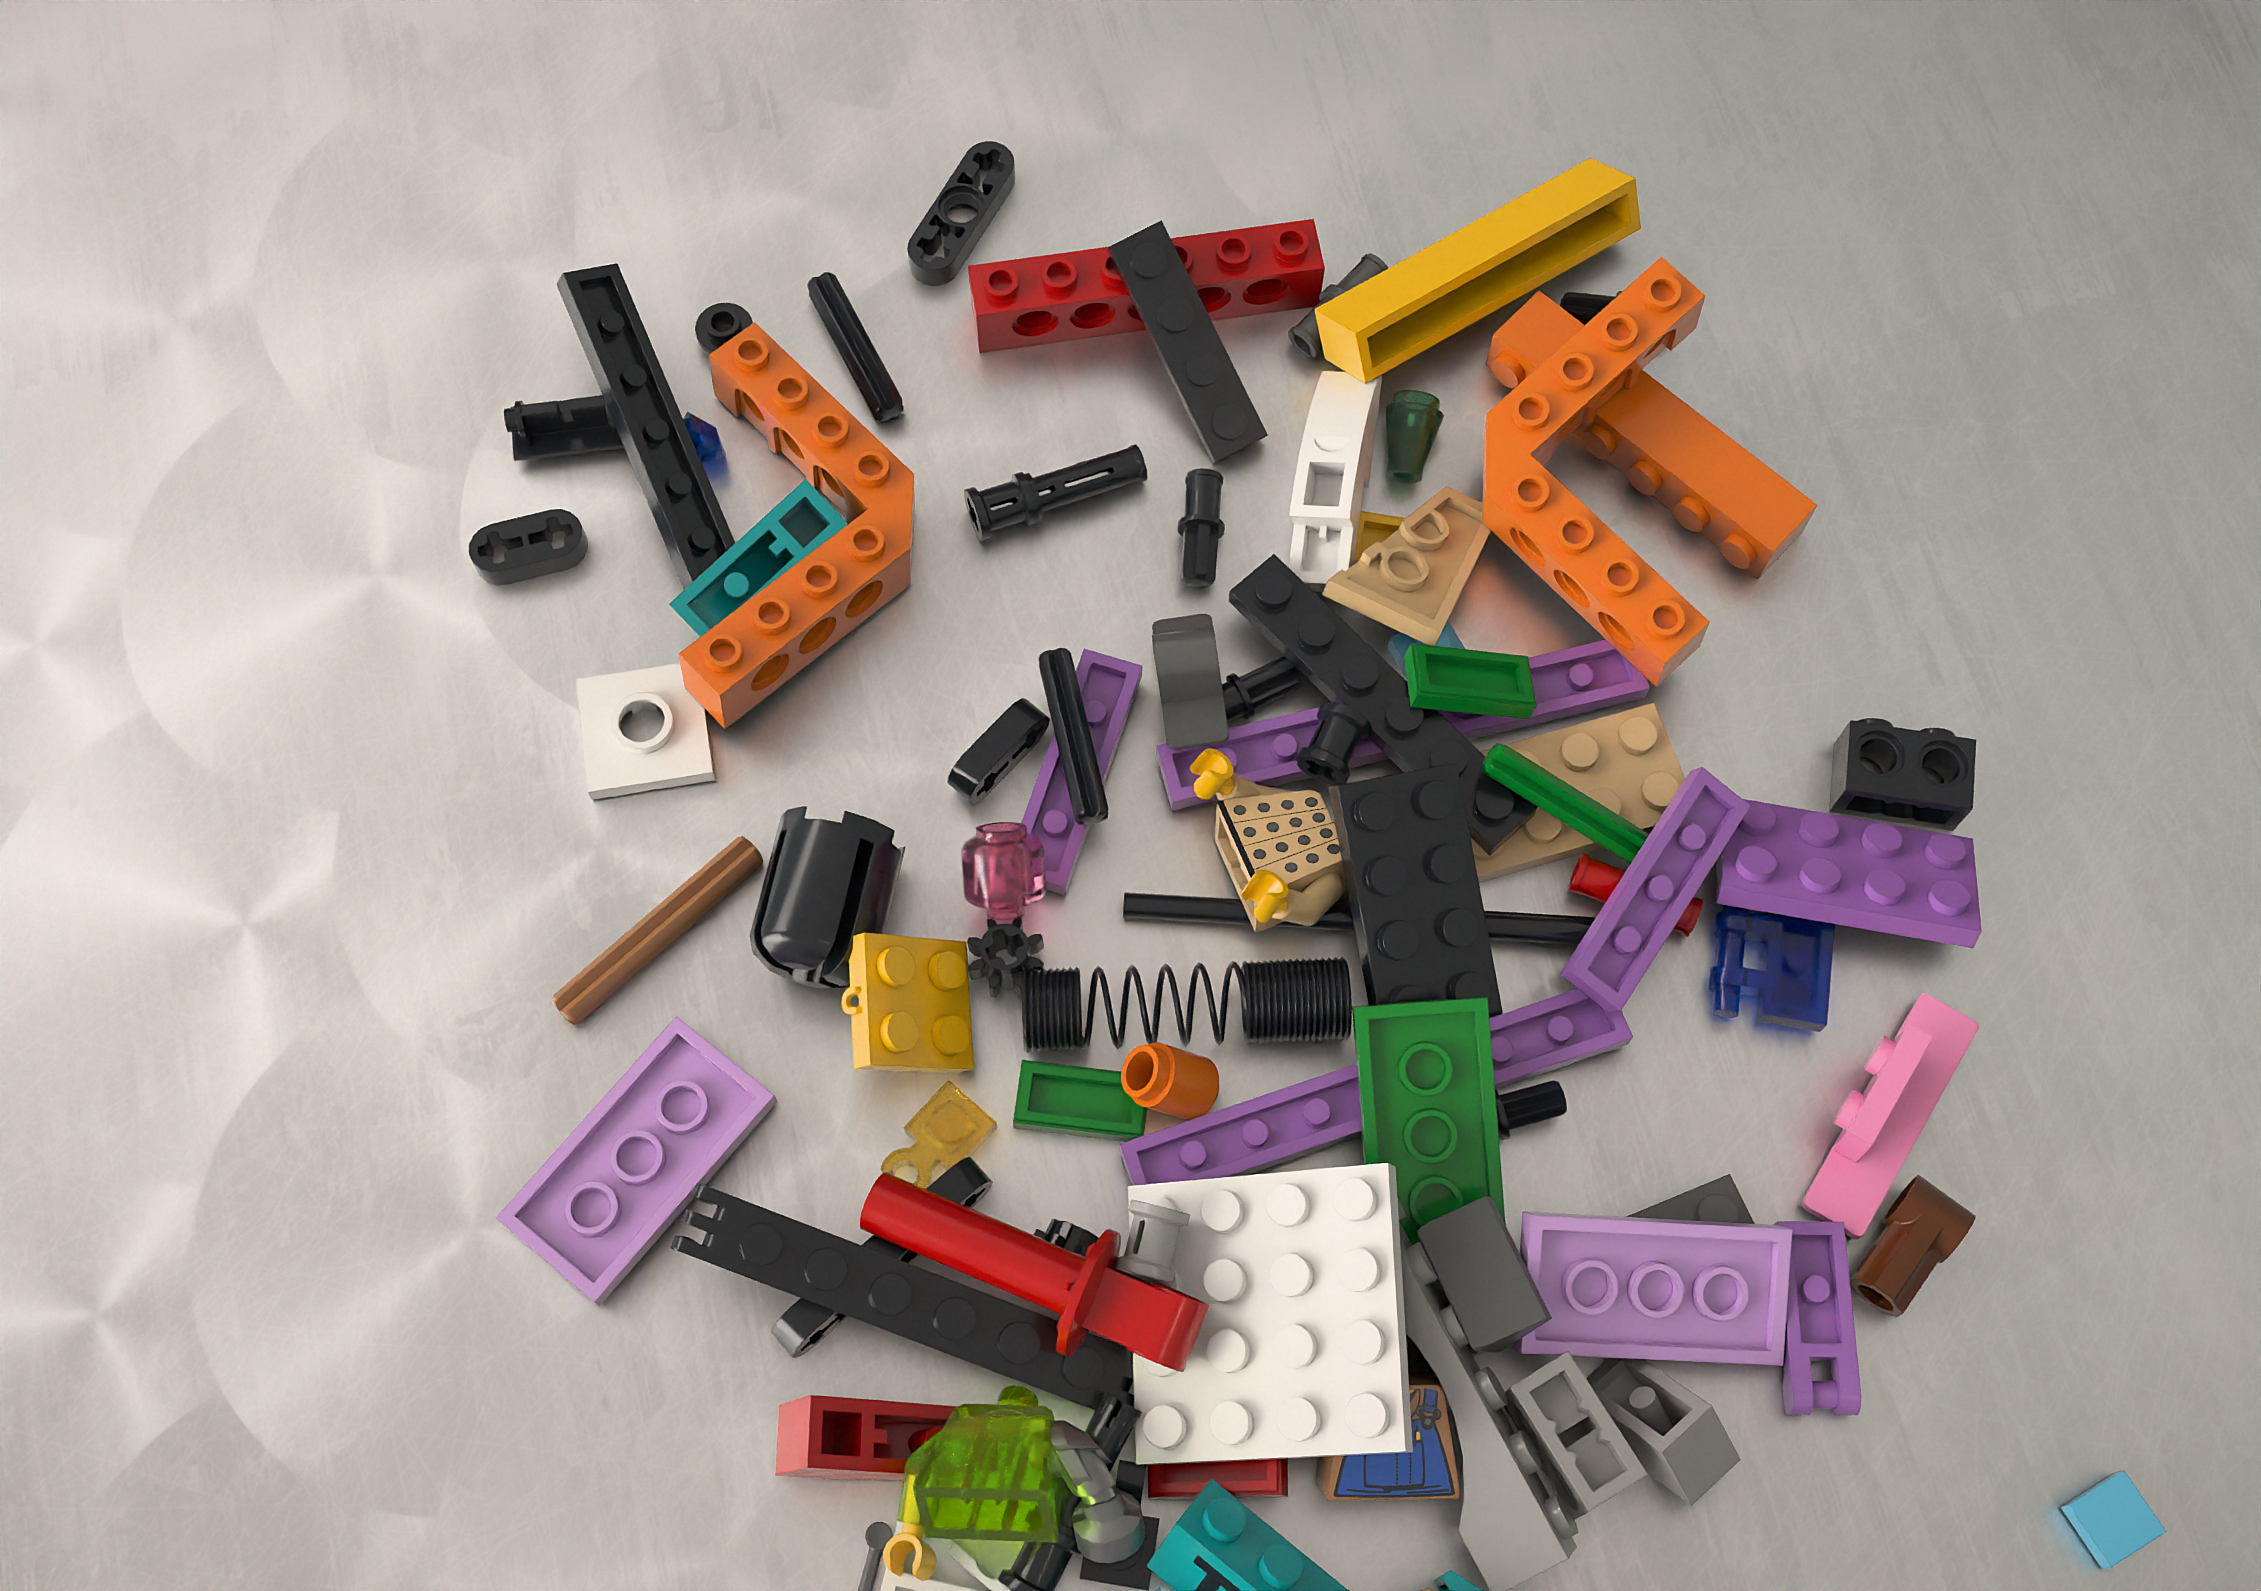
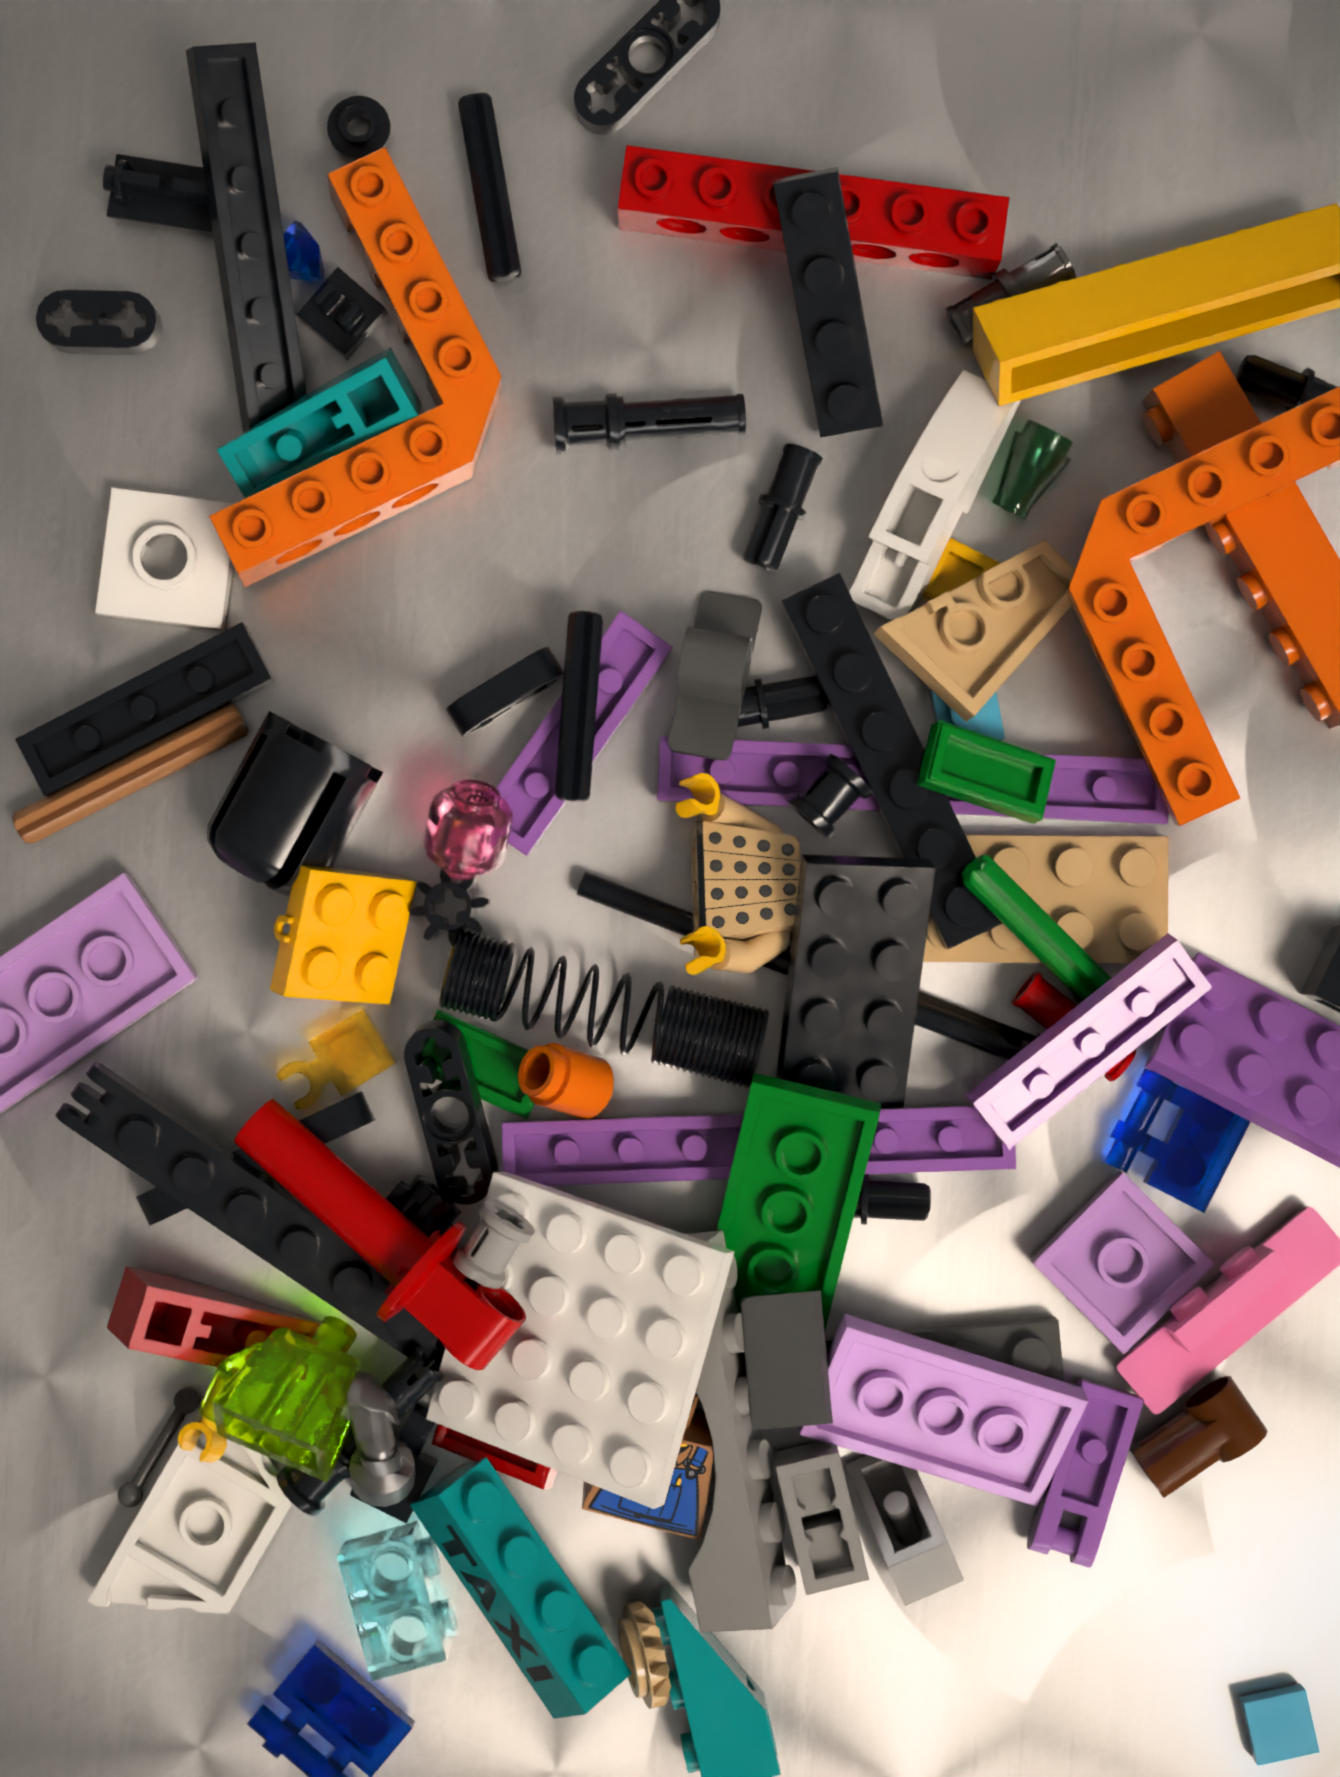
camera: 20 degrees right, 20 degrees up
(657, 863) = (145, 709): none -> black plate
(751, 480) = (342, 313): none -> black tile
(1055, 1099) = (424, 1072): none -> black beam
(1767, 1099) = (1121, 1262): none -> lavender plate

